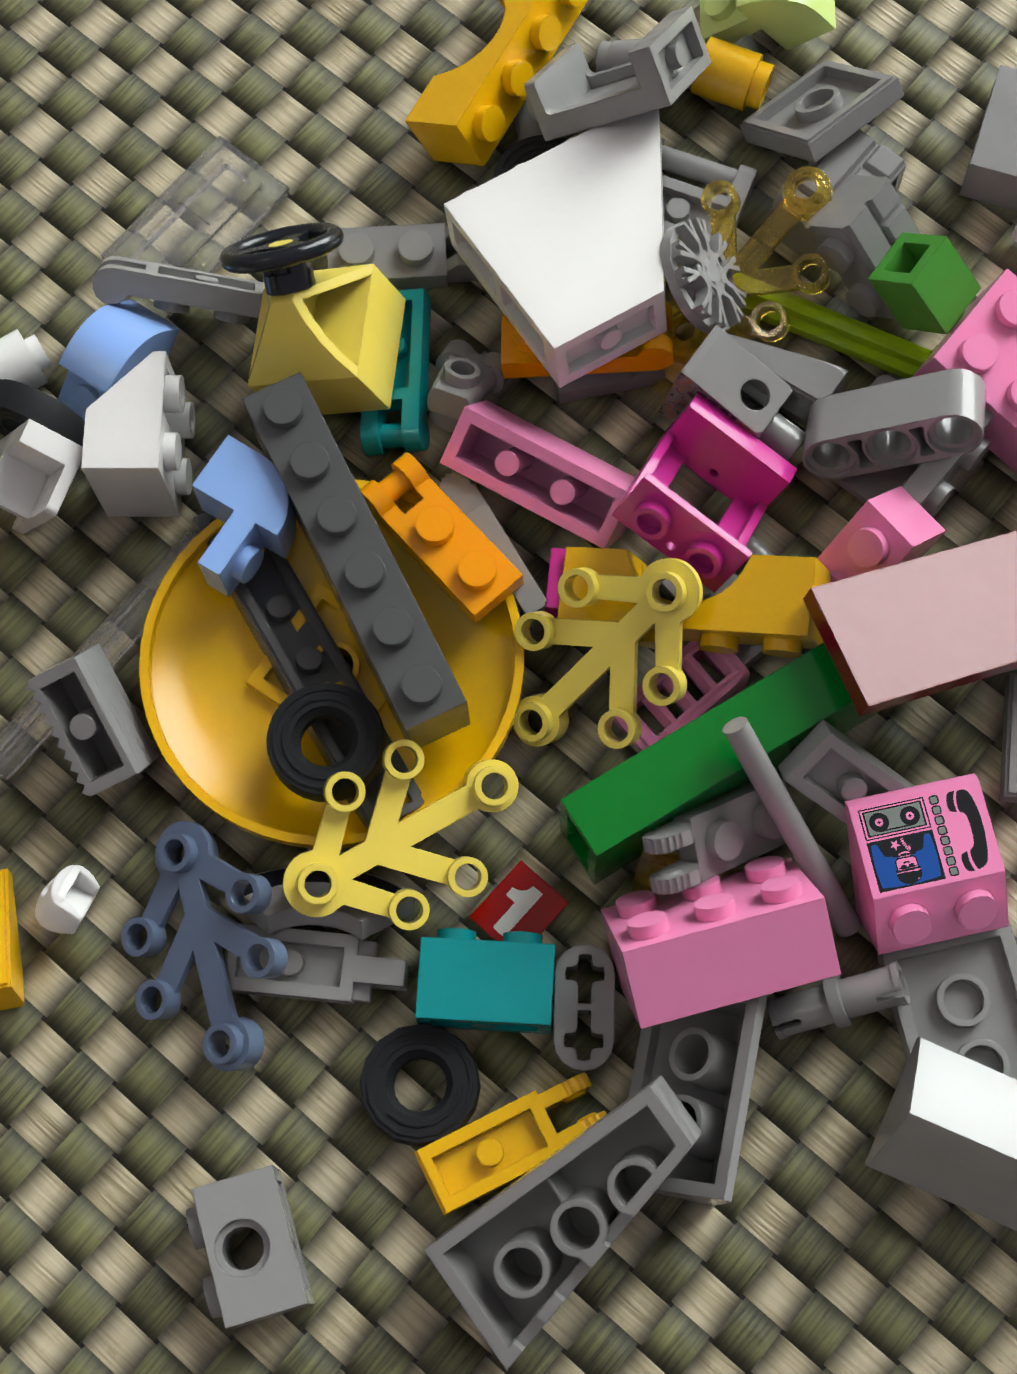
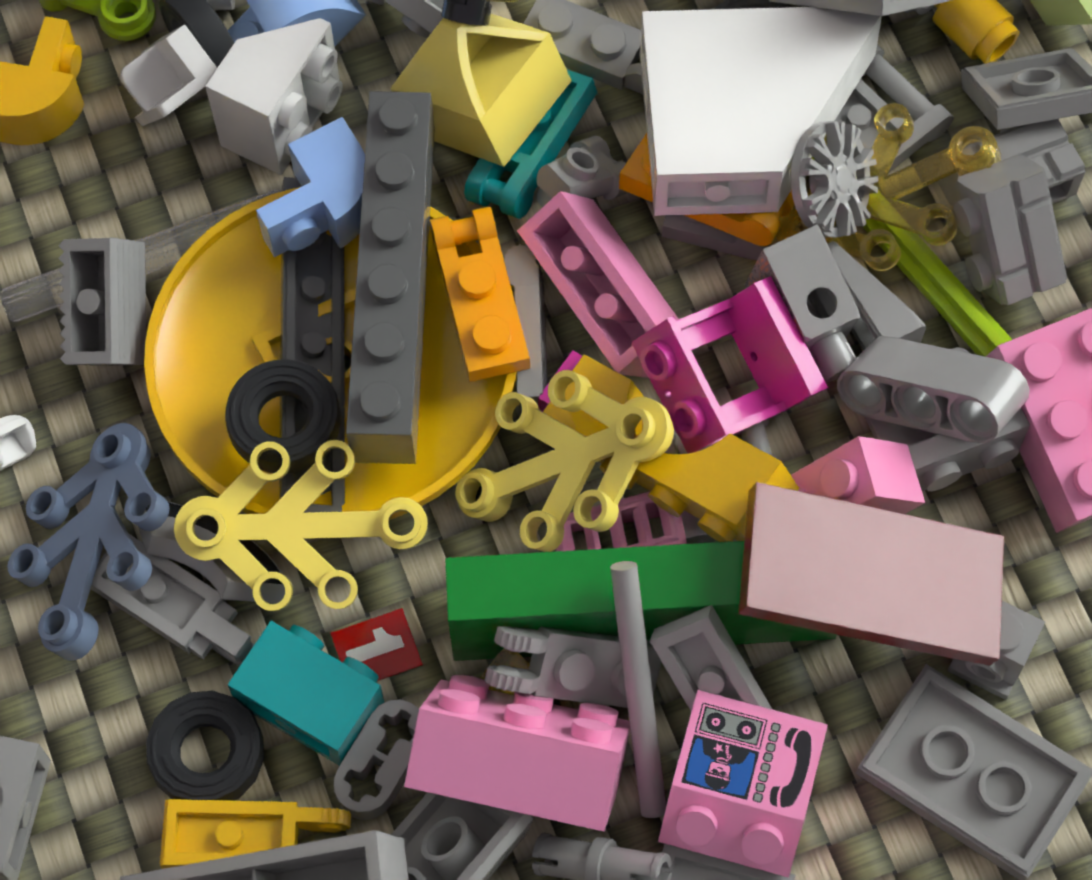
camera: 25 degrees right, 5 degrees down
(924, 282) = (1034, 279): bright green brick -> none

